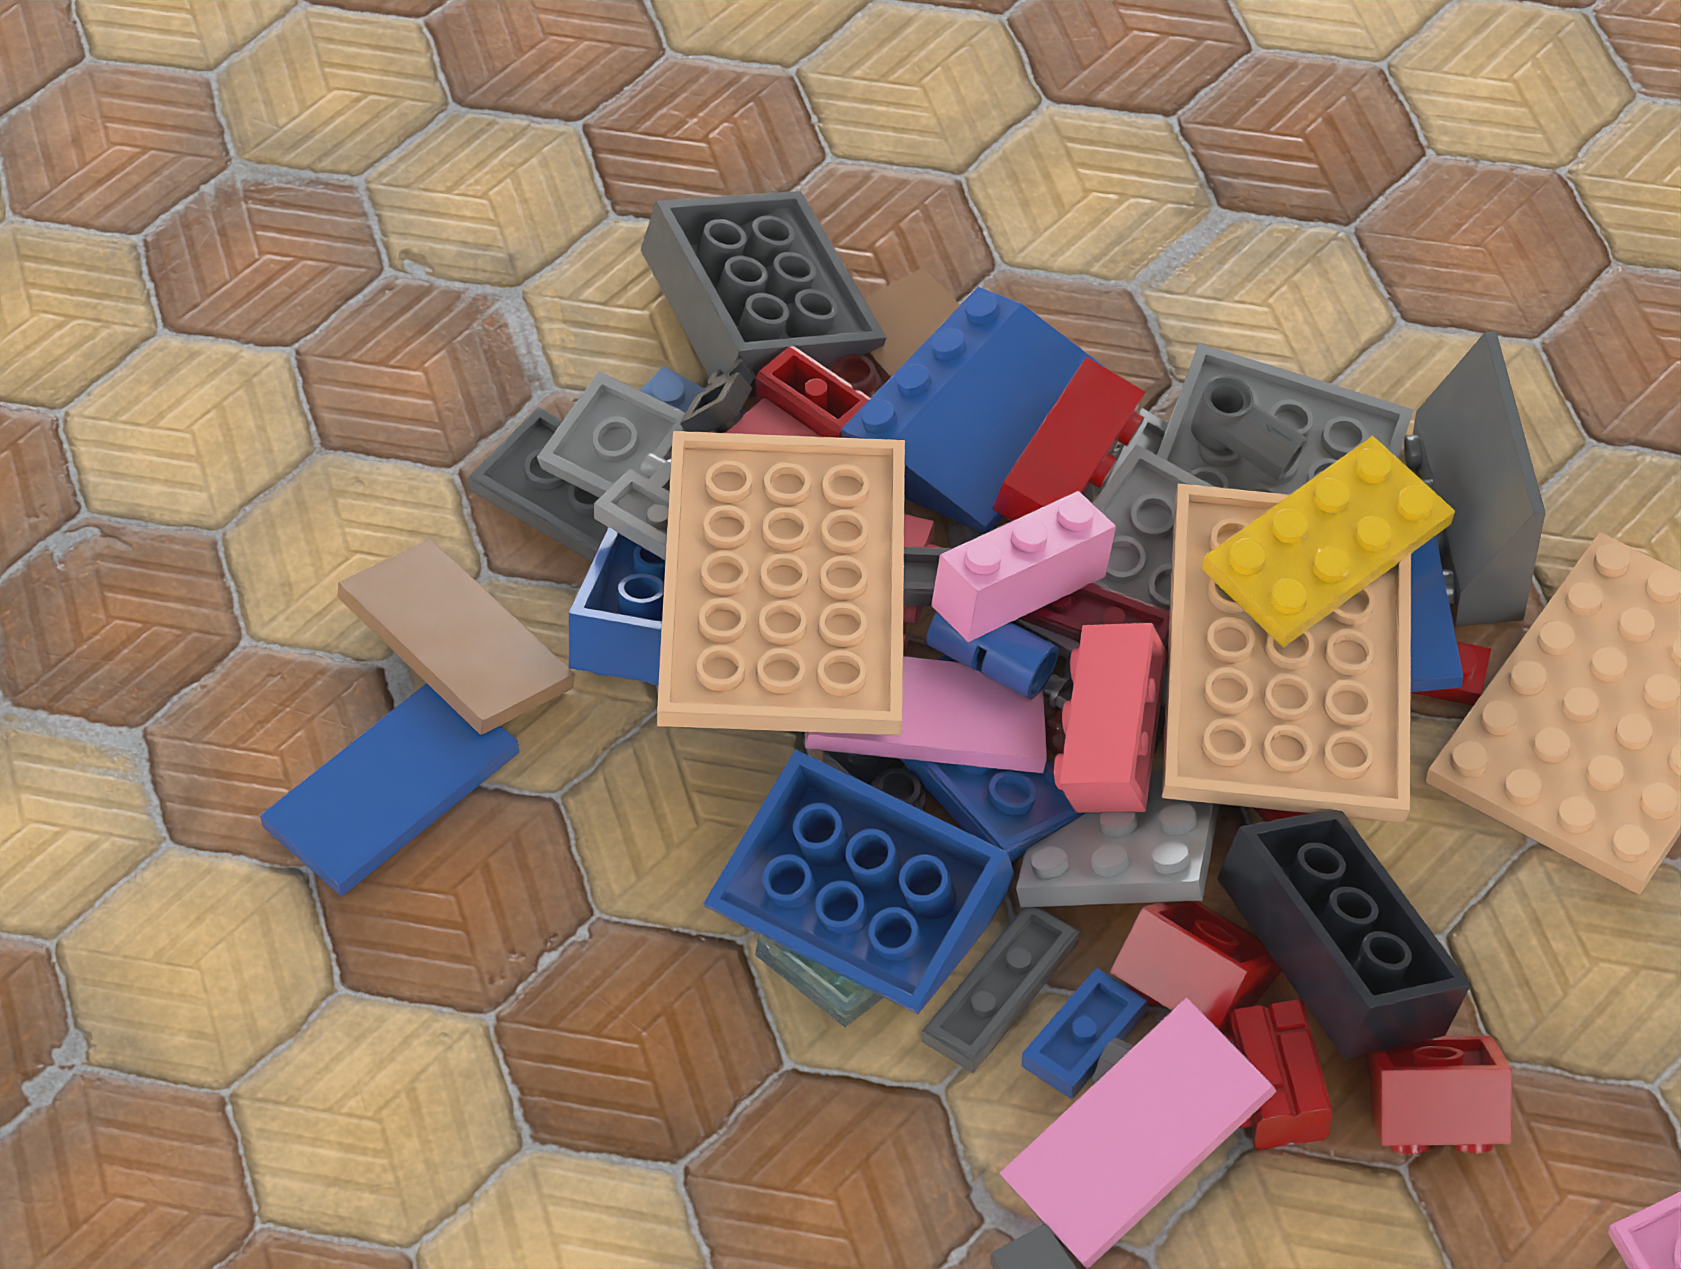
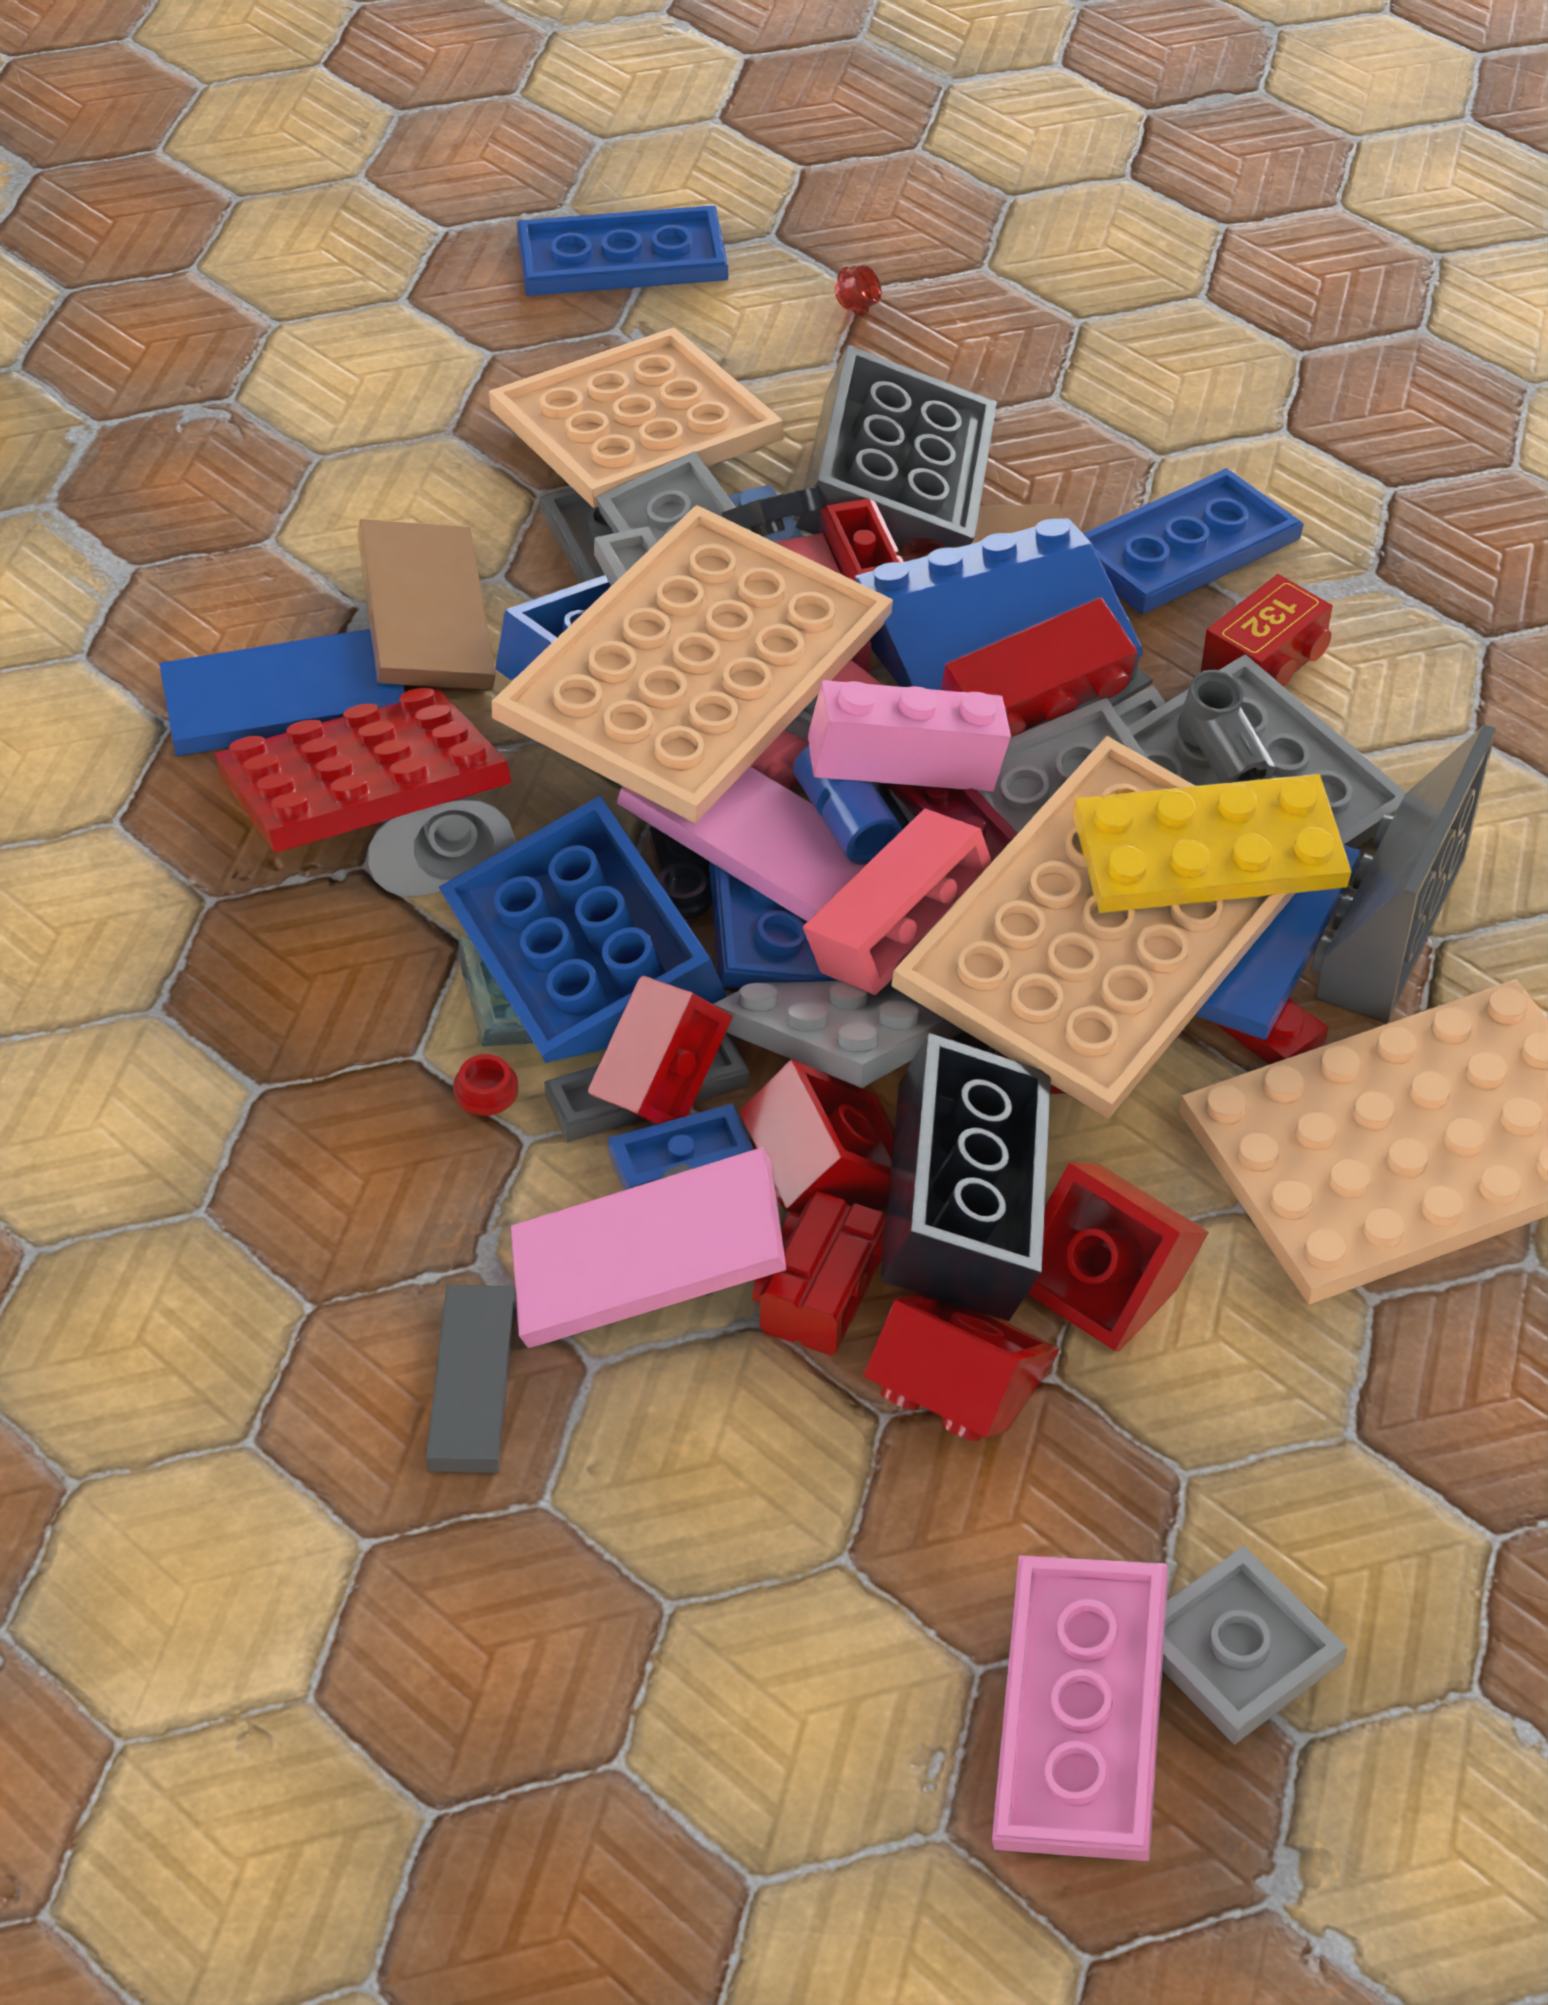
camera: 30 degrees right, 5 degrees down
(330, 185) = (621, 250): none -> blue tile
(494, 355) = (634, 412): none -> light nougat plate
(549, 829) = (359, 768): none -> red plate
(585, 129) = (857, 289): none -> clear red plate
(671, 858) = (435, 845): none -> light grey piece
(876, 1061) = (485, 1085): none -> red plate
(1013, 957) = (660, 1052): none -> panel
(1058, 244) = (1190, 539): none -> blue tile
(1192, 310) = (1275, 627): none -> red brick
(1489, 930) = (1111, 1253): none -> red slope

